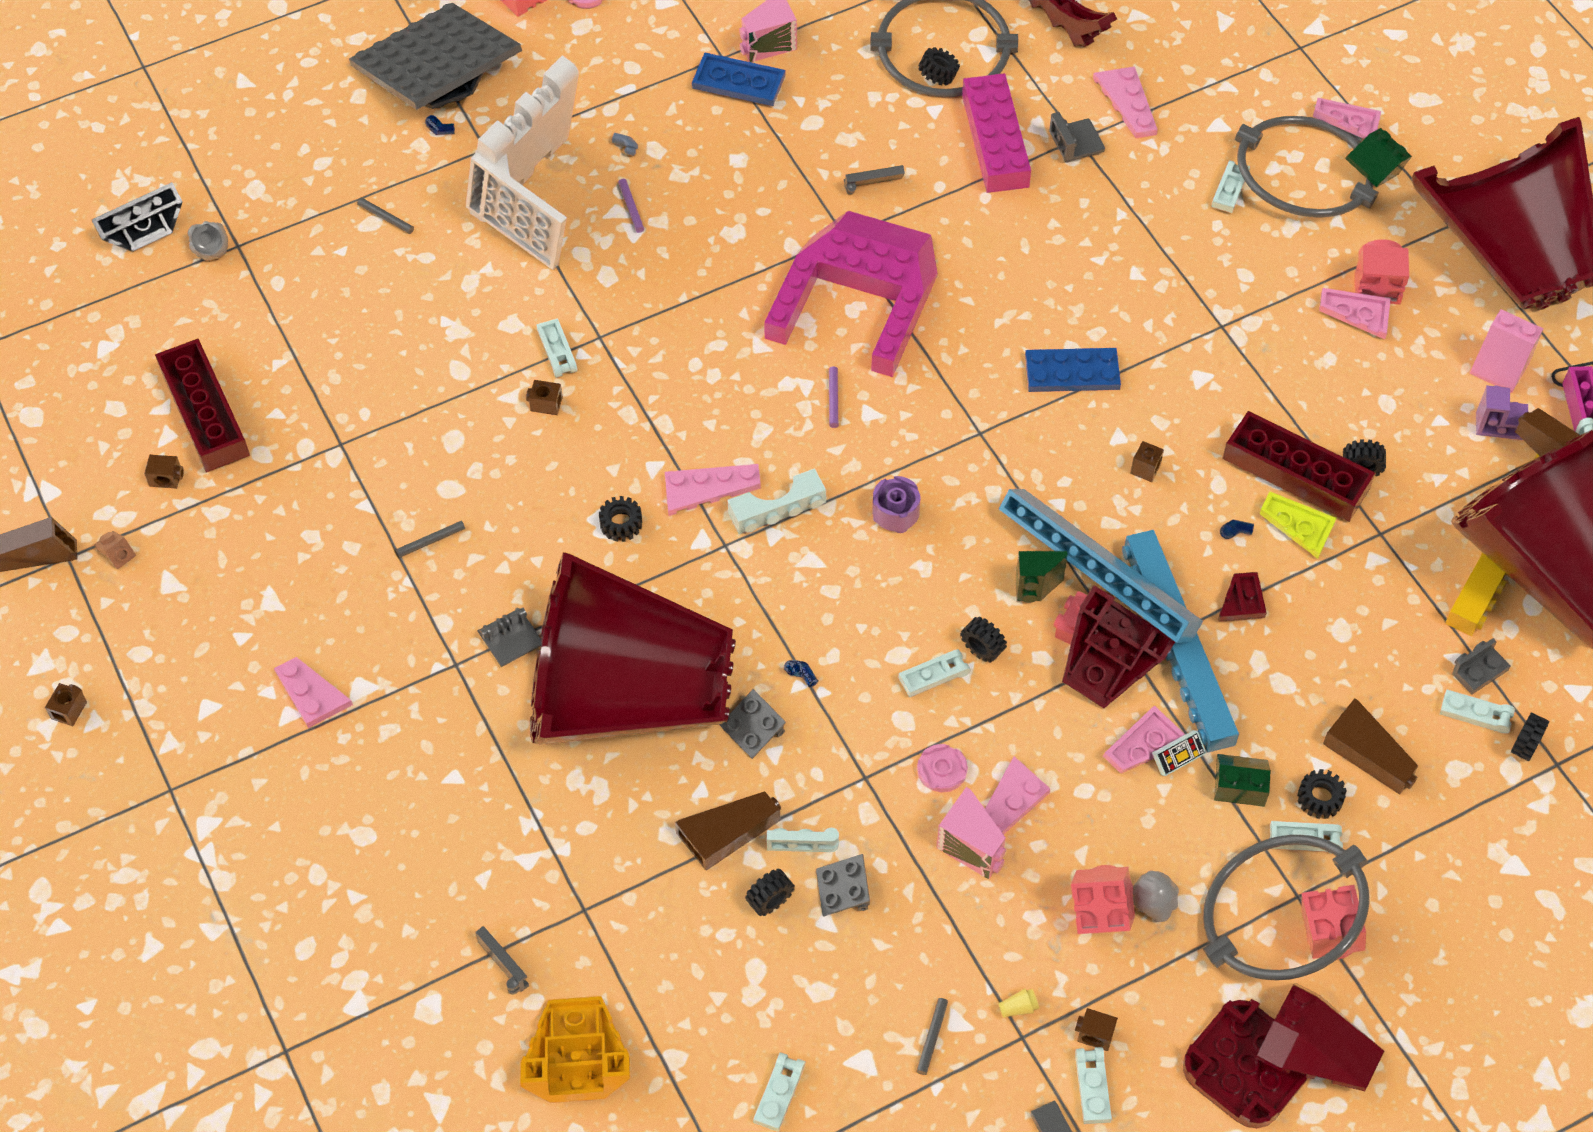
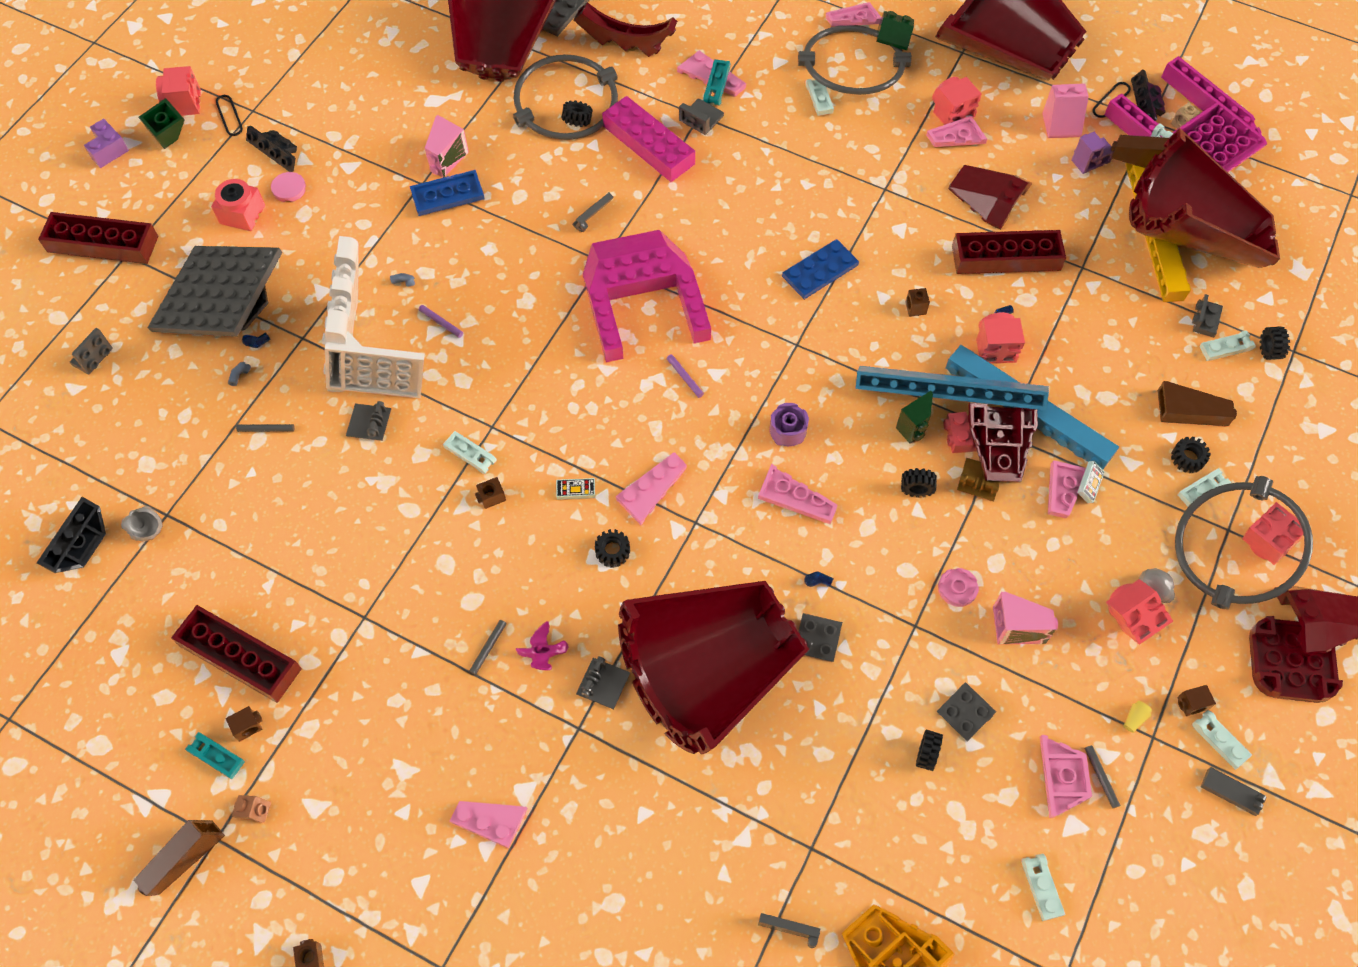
camera: 35 degrees left, 5 degrees up
(119, 484) = (215, 755): none -> teal plate
(280, 53) = (91, 352): none -> dark grey bracket
(398, 147) = (236, 371): none -> sand blue arm
(478, 570) = (540, 650): none -> dark pink animal
(485, 264) = (369, 421): none -> dark grey hinge
(632, 442) = (575, 488): none -> tile
(727, 828) = (859, 728): reddish brown slope -> none
(752, 512) = (697, 488): light aqua arch -> none
(803, 840) = (915, 697): light aqua plate -> none
(842, 573) = (795, 496): none -> bright pink wing
(891, 1008) = (1065, 776): none -> bright pink wing
(934, 673) = (902, 526): light aqua plate -> none
(1015, 795) = (1017, 573): bright pink wing -> none
(1048, 677) = (974, 483): none -> pearl gold hinge
(1121, 110) = (717, 81): none -> teal plate
(1202, 548) = (1000, 338): none -> coral piece
(1242, 780) = (1140, 474): dark green slope -> none
(1243, 598) = (1043, 356): dark red wing -> none
(1299, 522) = (1035, 288): neon yellow wing -> none
(1341, 392) = (989, 192): none -> dark red wedge
(1367, 454) = (1043, 221): black tyre -> none

